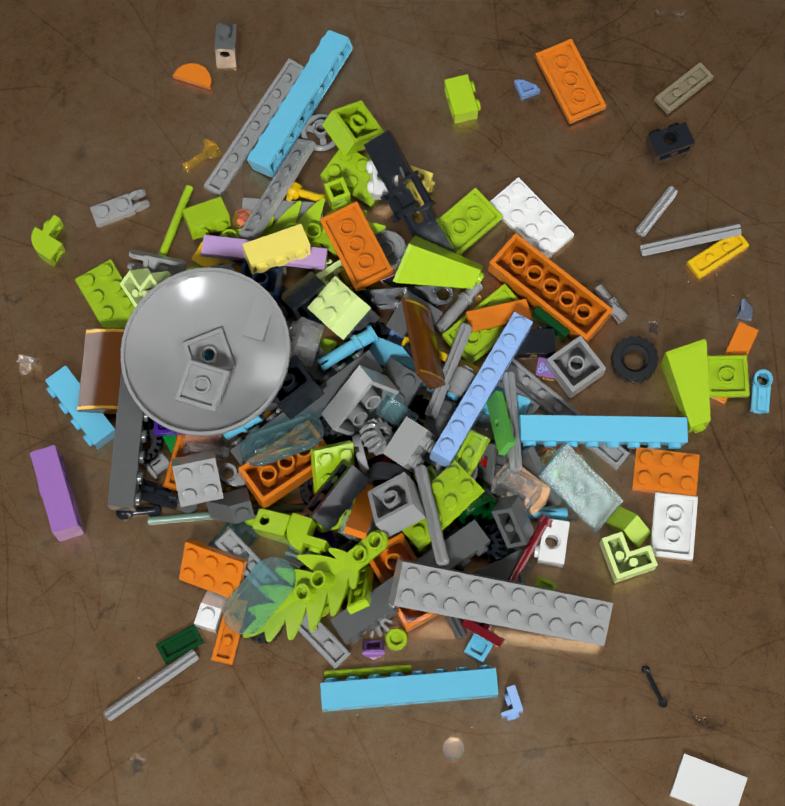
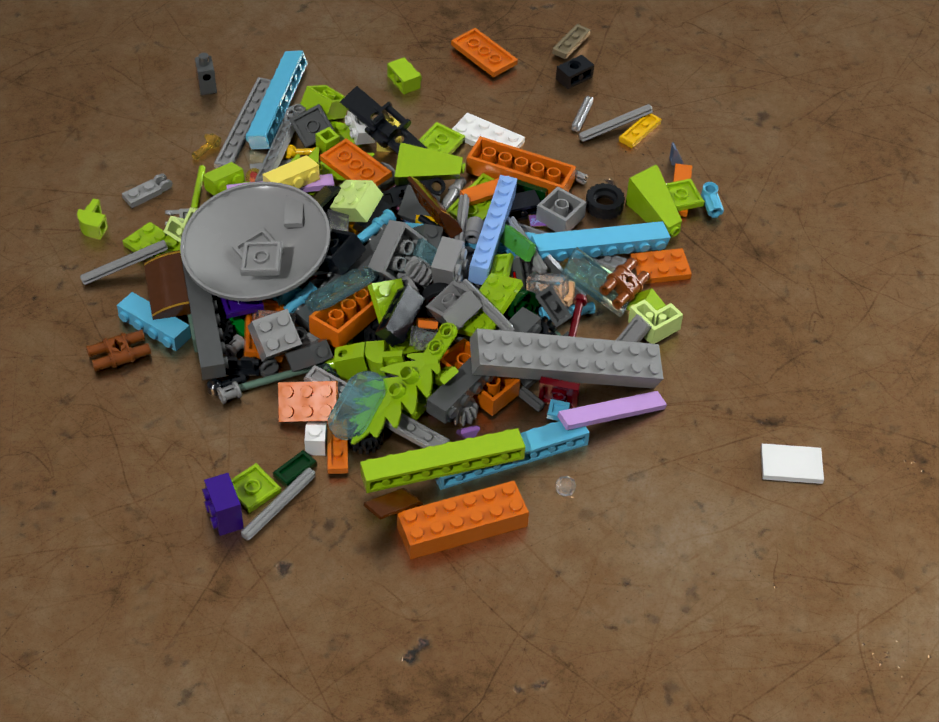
camera: 20 degrees left, 25 degrees down
(27, 362) = (95, 302): clear tile -> none
(28, 429) = (118, 350): none -> dark orange pin
(57, 493) = (151, 378): medium lavender brick -> none
(67, 317) = (124, 262): none -> light grey axle
(90, 679) = (222, 504): none -> dark purple brick
(130, 656) = (254, 488): none -> lime tile
(131, 531) = (229, 392): none -> light grey bush
(194, 74) = (183, 100): orange tile -> none
(262, 731) = (392, 503): none -> reddish brown door
(326, 163) = (309, 124): none -> dark grey tile
(328, 693) = (442, 460): none -> lime brick
(330, 763) = (462, 519): none -> orange brick
(396, 639) = (486, 422): lime tile -> none
(512, 699) = (603, 440): light blue bracket -> none
(526, 89) = (450, 64): medium blue tile -> none
(534, 669) = (611, 410): none -> lavender tile
(553, 555) = (591, 323): white brick -> none
(594, 571) = (635, 330): none -> light grey tile
(609, 505) = (624, 283): none -> dark orange pin
(662, 702) = (727, 416): black hinge -> none
(673, 526) = (684, 295): white tile -> none

